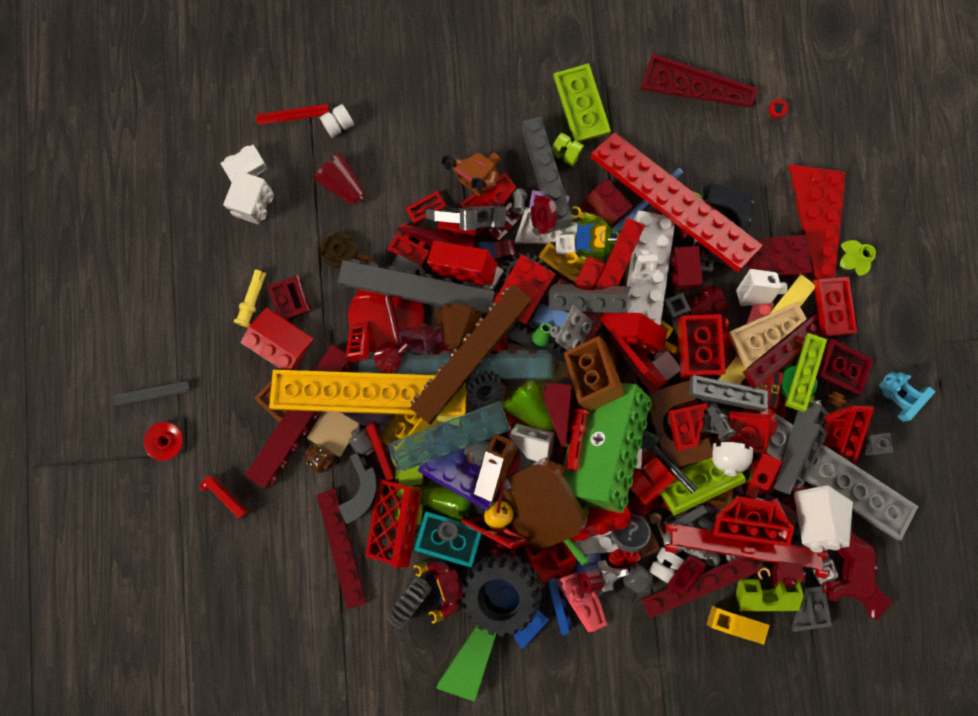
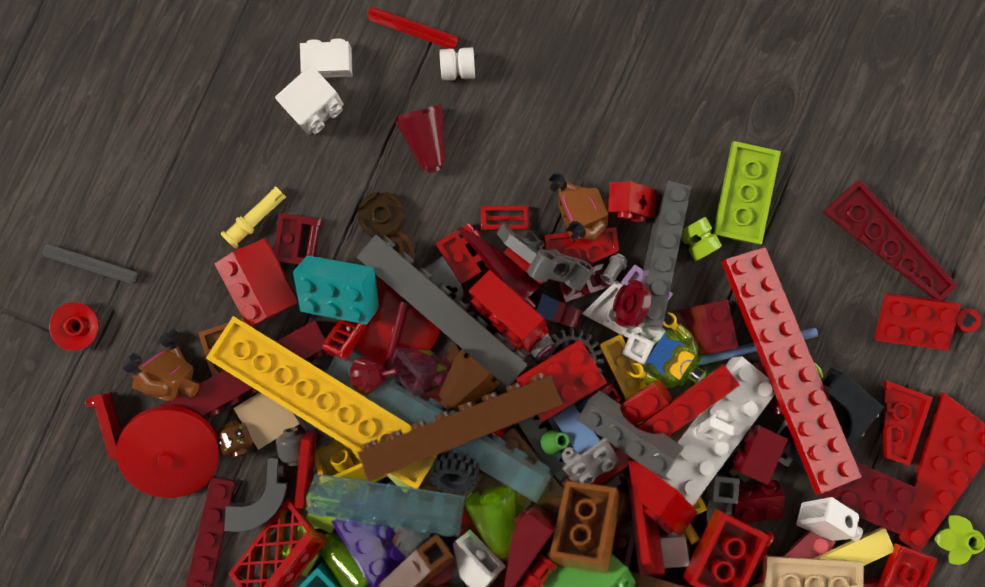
camera: 20 degrees right, 5 degrees up
(244, 436) = (165, 373): none -> dark orange torso
(277, 490) = (168, 452): none -> red dish
(335, 313) = (336, 289): none -> teal brick
(499, 277) = (543, 349): none -> dark grey tile
(506, 147) = (632, 201): none -> red brick
(744, 126) = (917, 321): none -> red plate
(772, 197) = (902, 421): none -> red wing

